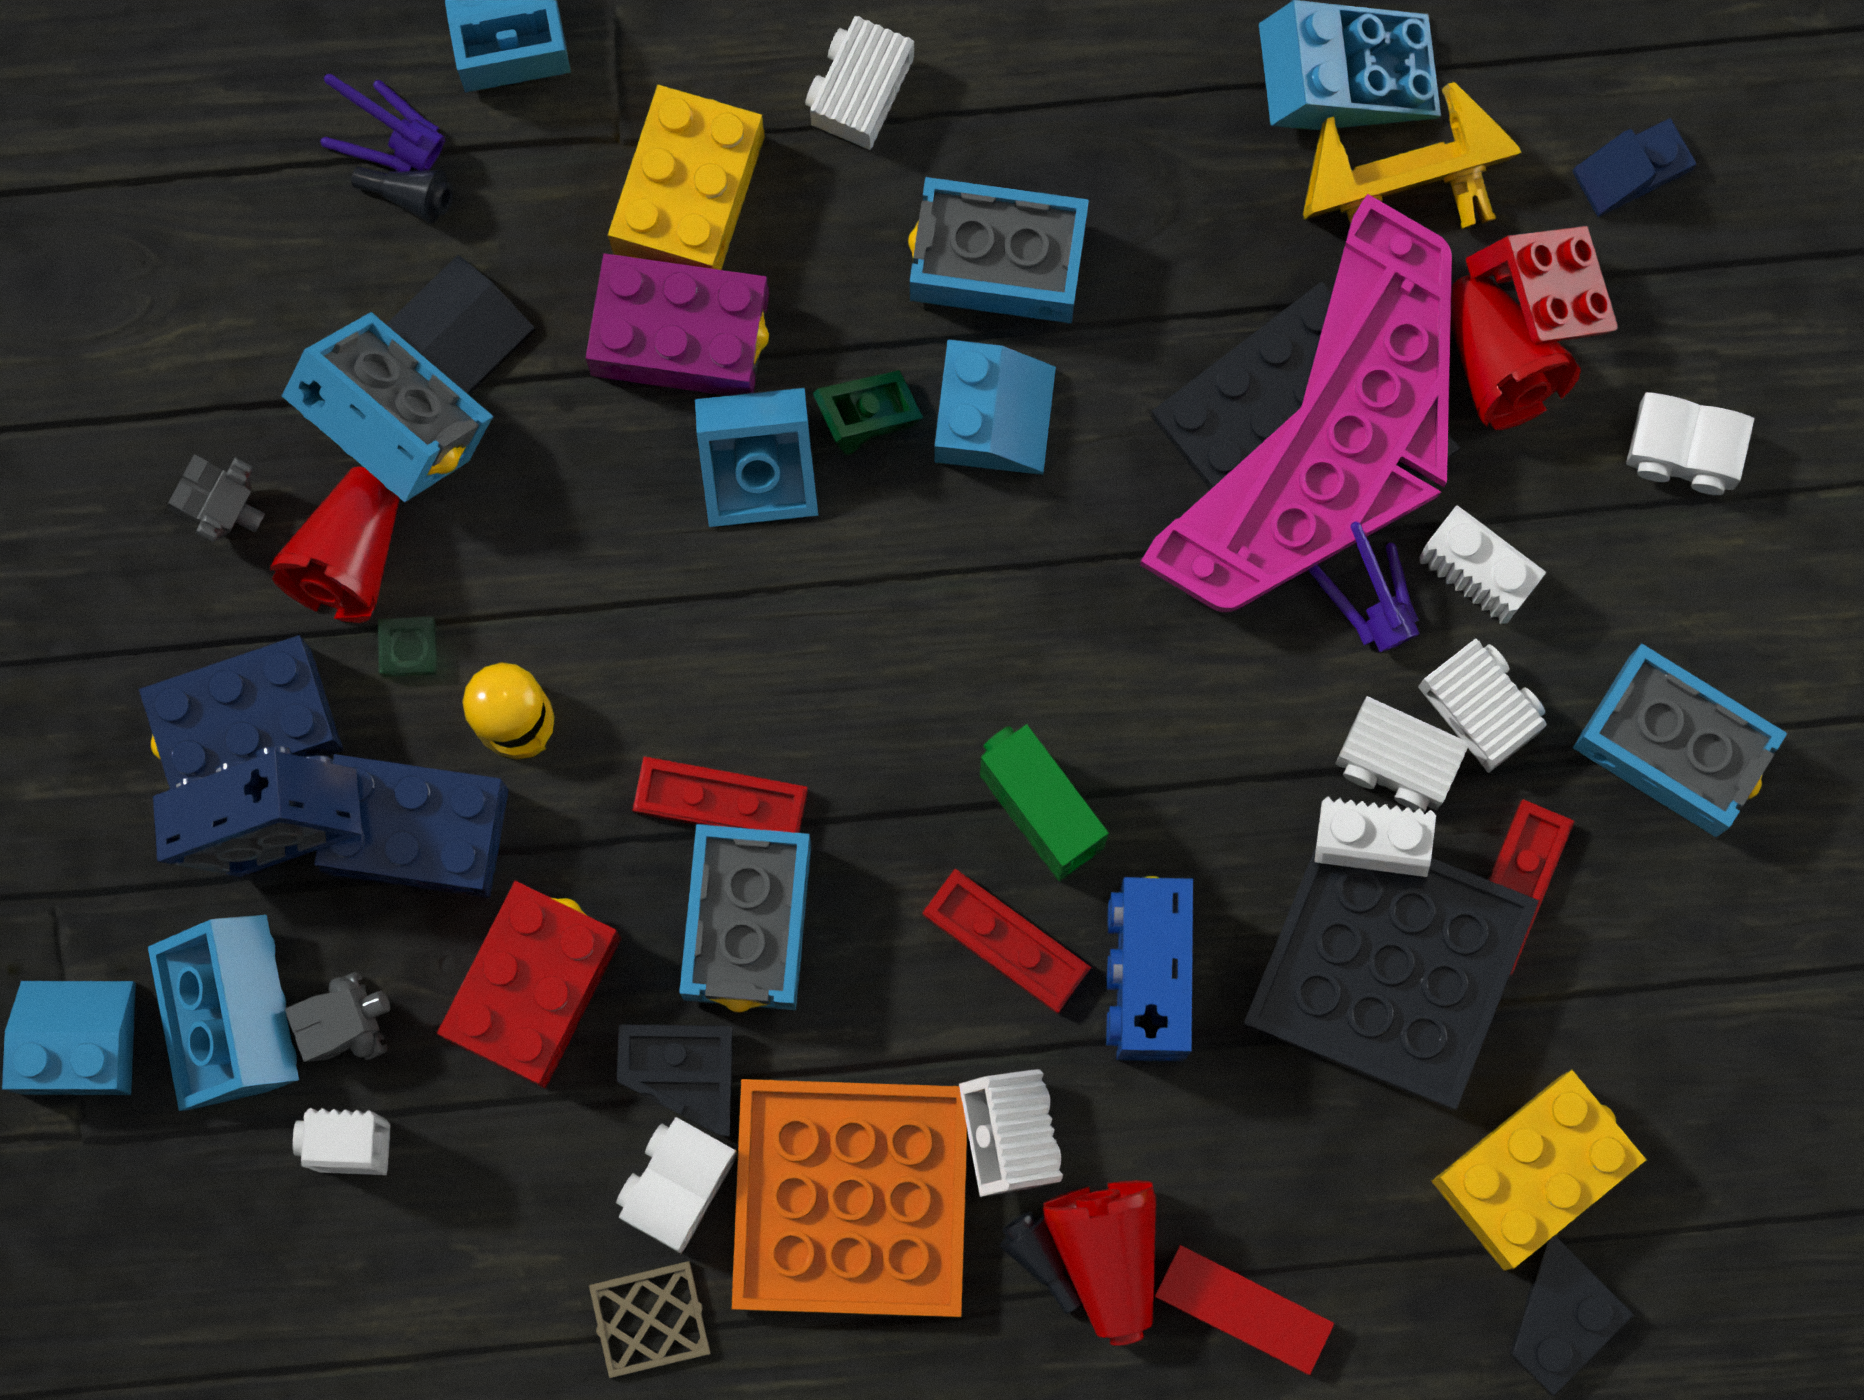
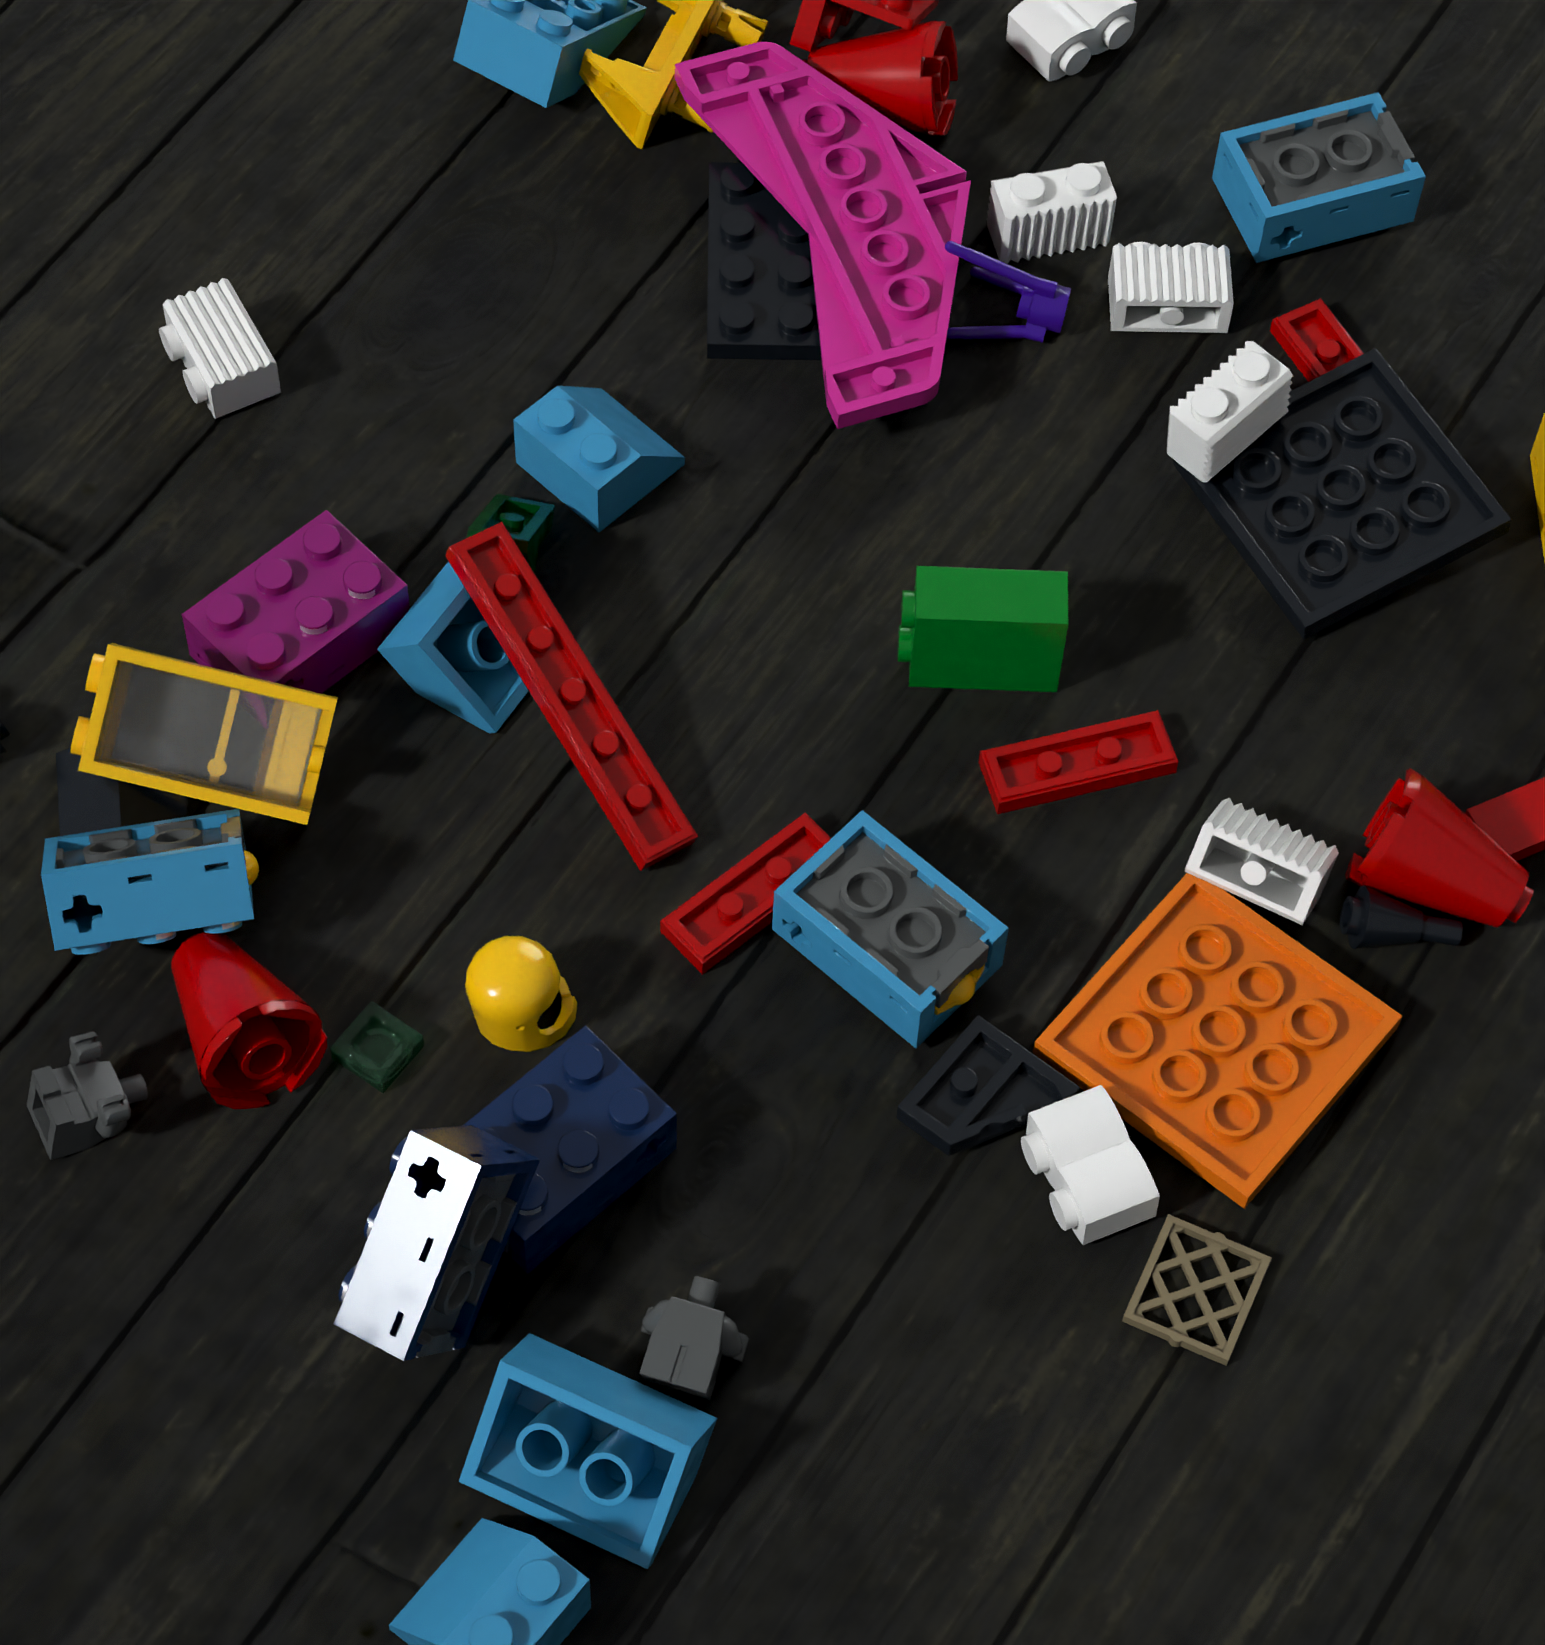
camera: 55 degrees left, 20 degrees down
(239, 708) = (305, 1223): dark blue piece -> none
(342, 1142) = (818, 1409): white brick -> none
(519, 351) = (204, 733): none -> clear door
(530, 984) = (797, 1154): red piece -> none
(686, 181) = (171, 519): yellow piece -> none
(754, 561) = (571, 696): none -> red tile
(997, 249) = (467, 344): dark grey piece -> none
(1151, 968) = (1208, 647): blue piece -> none
(1401, 755) = (1158, 366): white brick -> none

